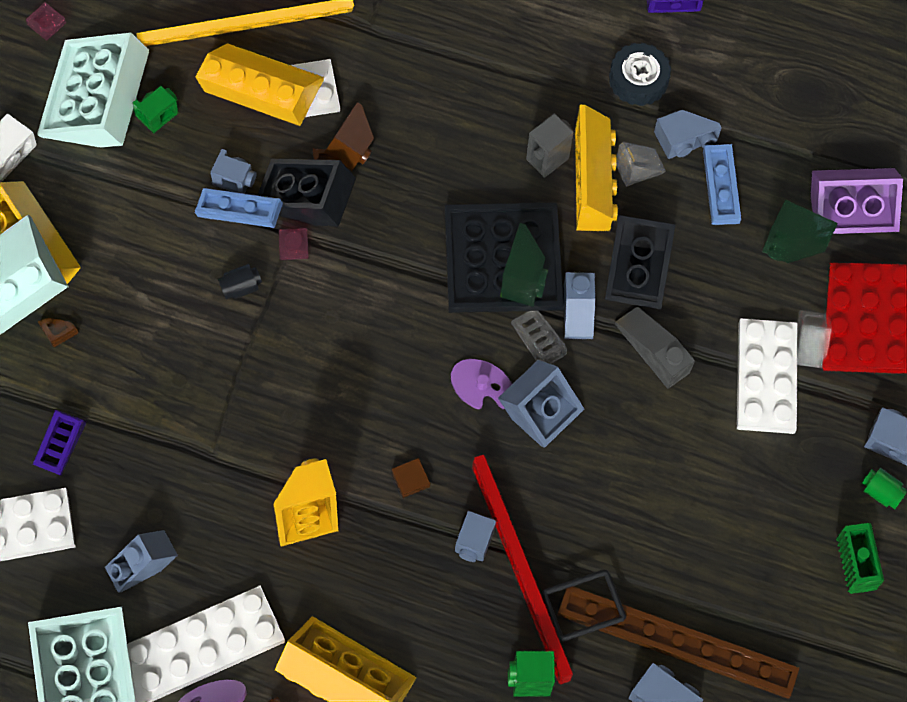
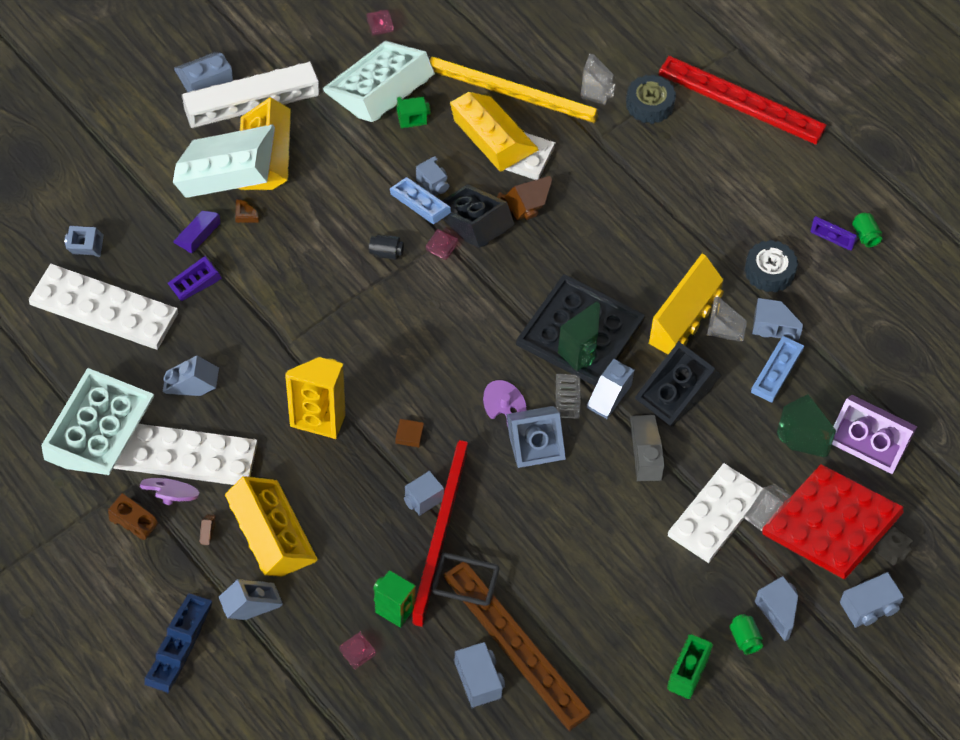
camera: 35 degrees right, 10 degrees down
(20, 383) = (198, 231): none -> dark purple slope
(549, 145) = (665, 272): dark grey brick -> none

